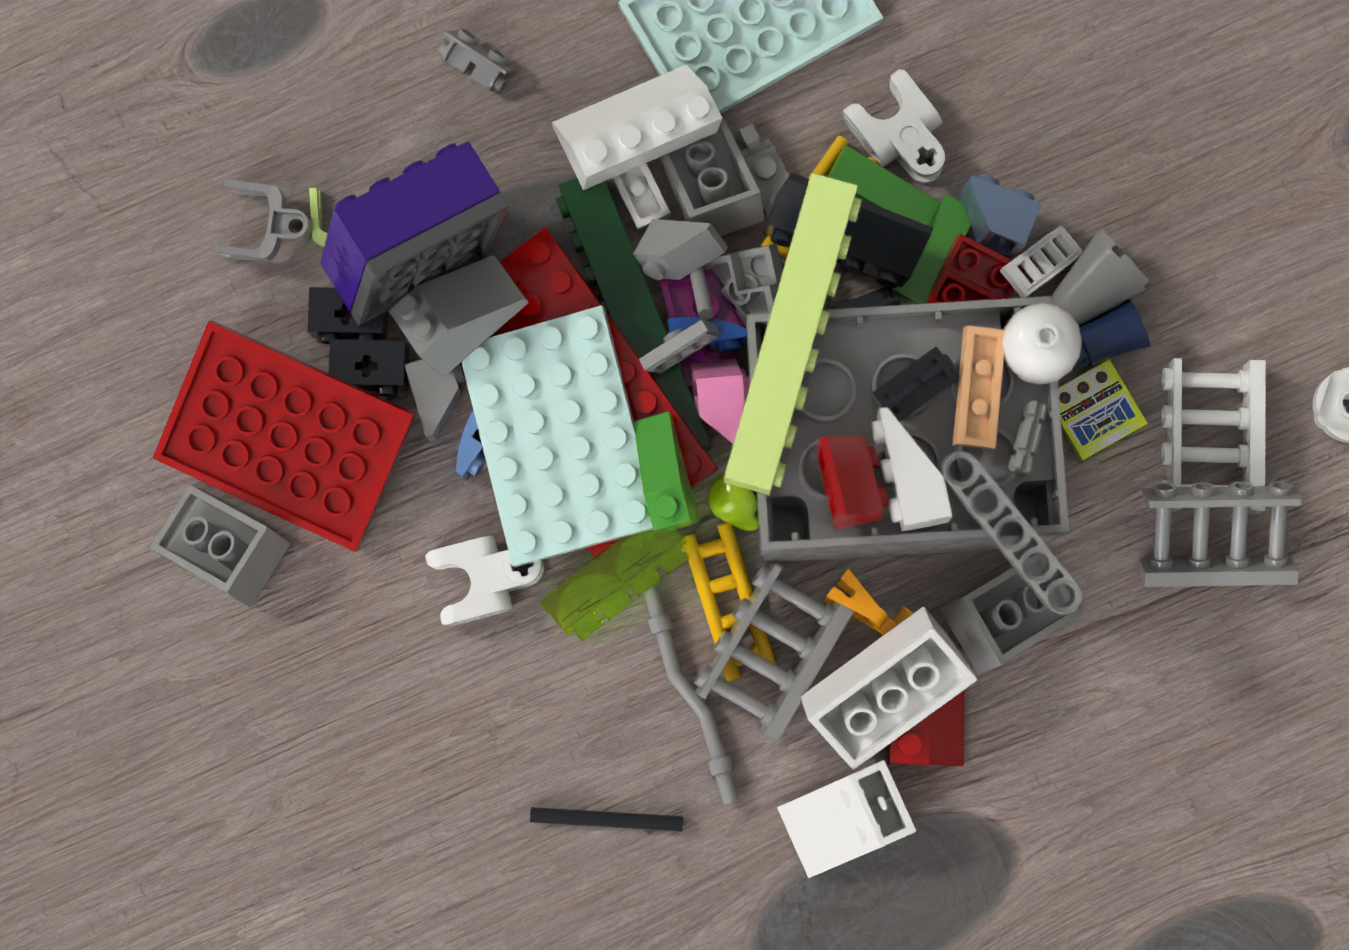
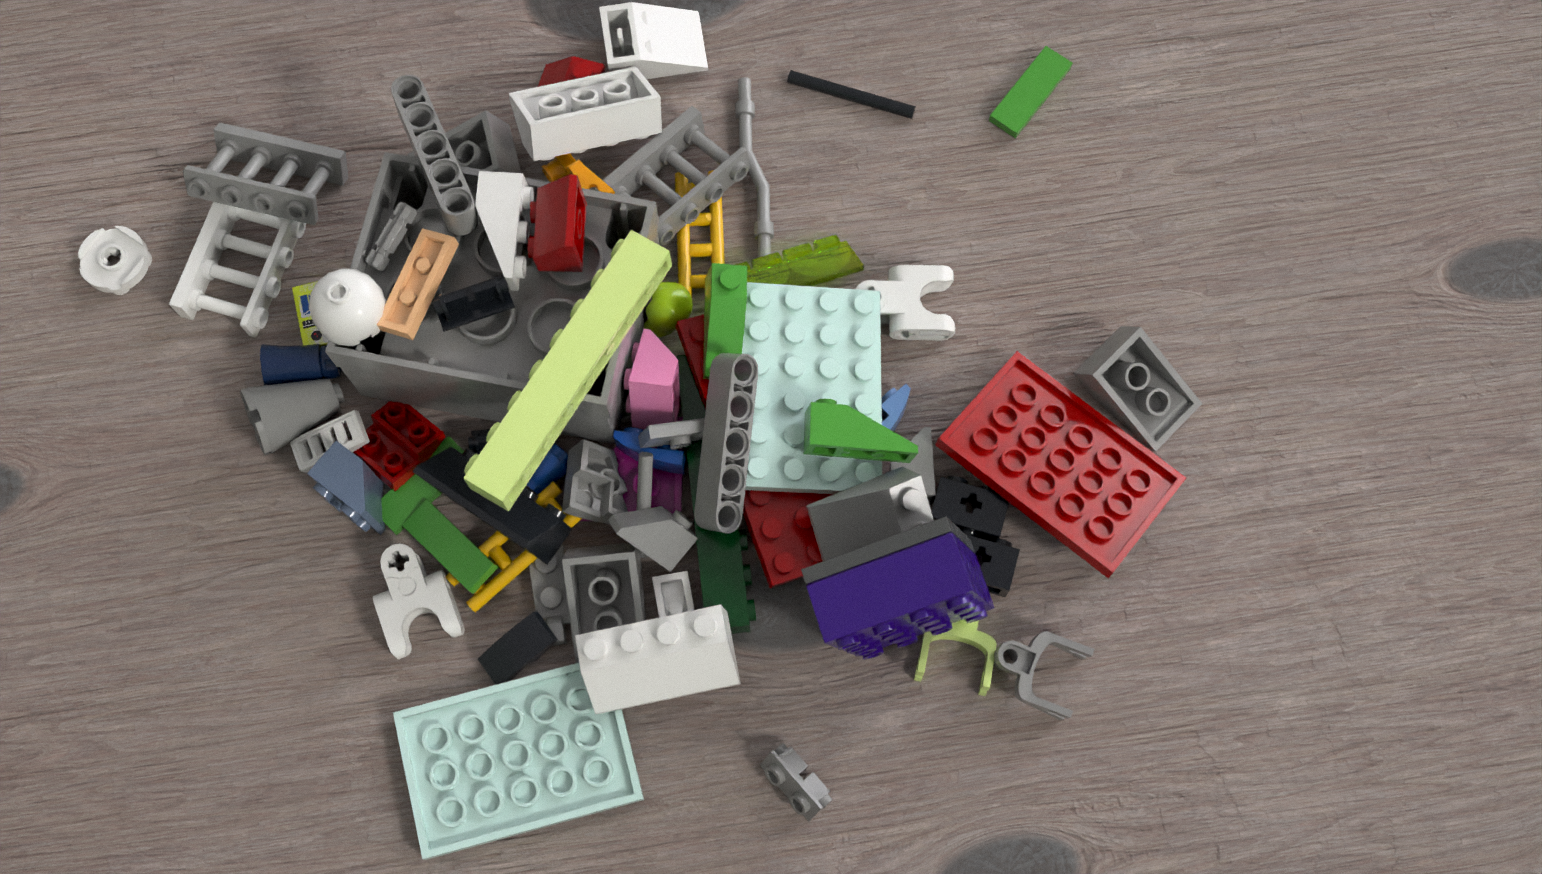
camera: 170 degrees left, 10 degrees down
(404, 875) = (1030, 91): none -> bright green tile
(510, 382) = (847, 433): none -> bright green slope
(625, 343) = (726, 442): none -> light grey beam
(781, 107) = (517, 648): none -> black slope

